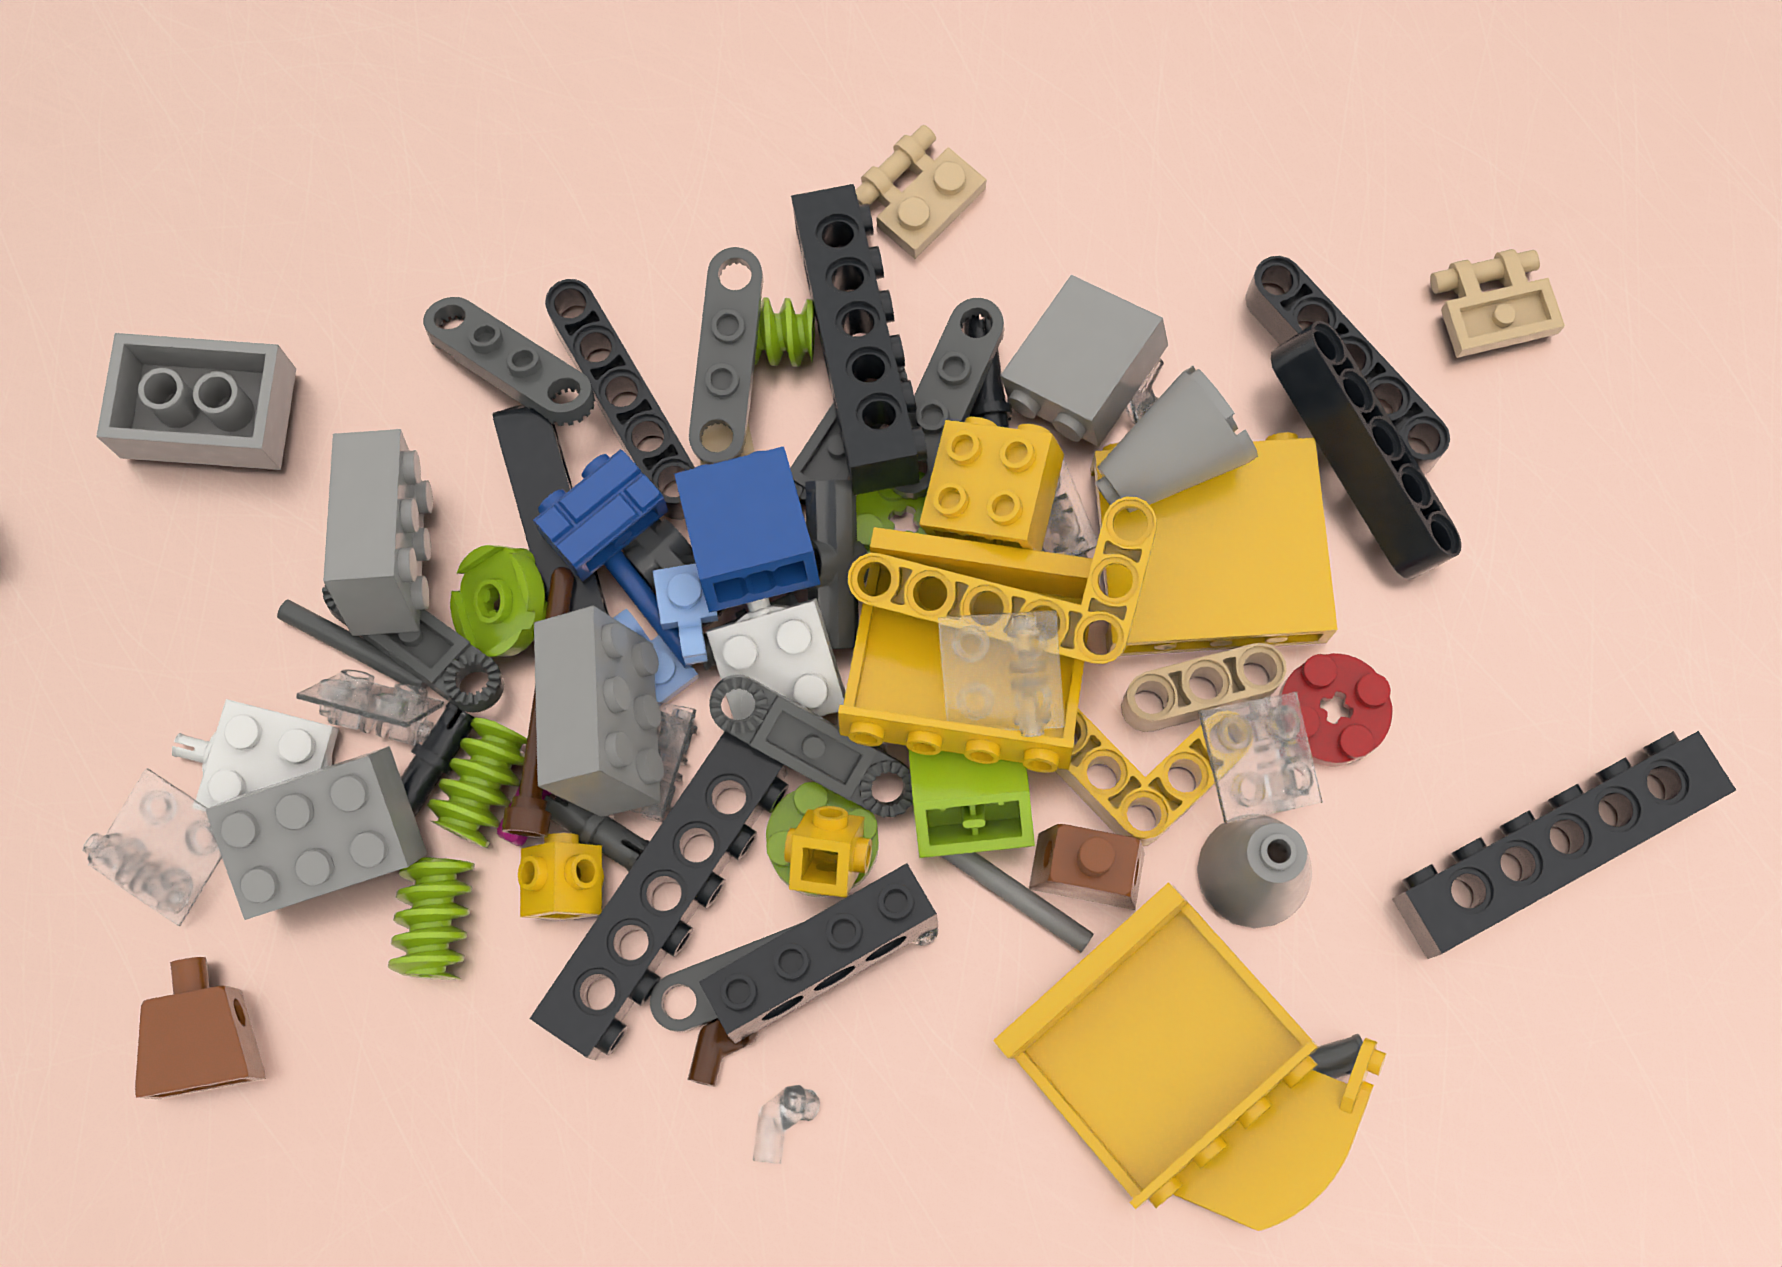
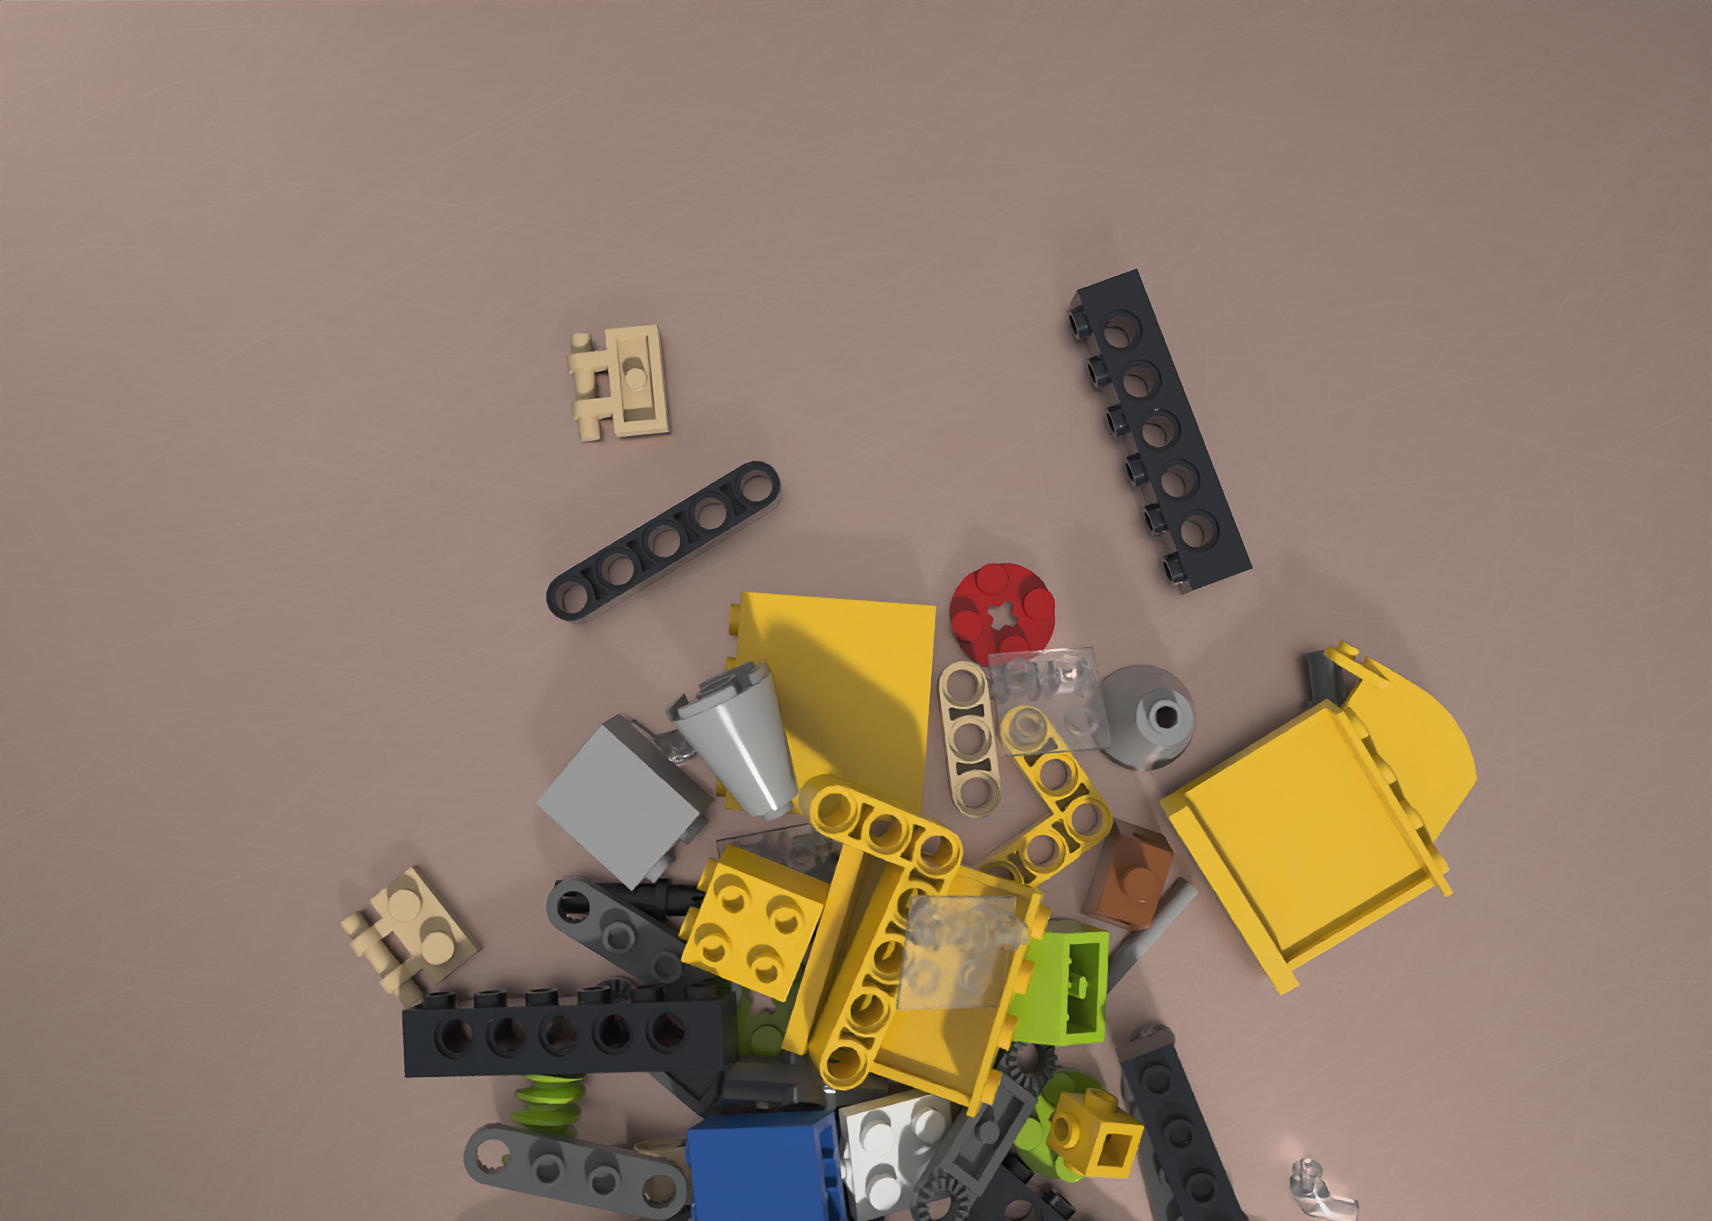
camera: 85 degrees left, 10 degrees up
(1365, 451) = (760, 546): black beam -> none

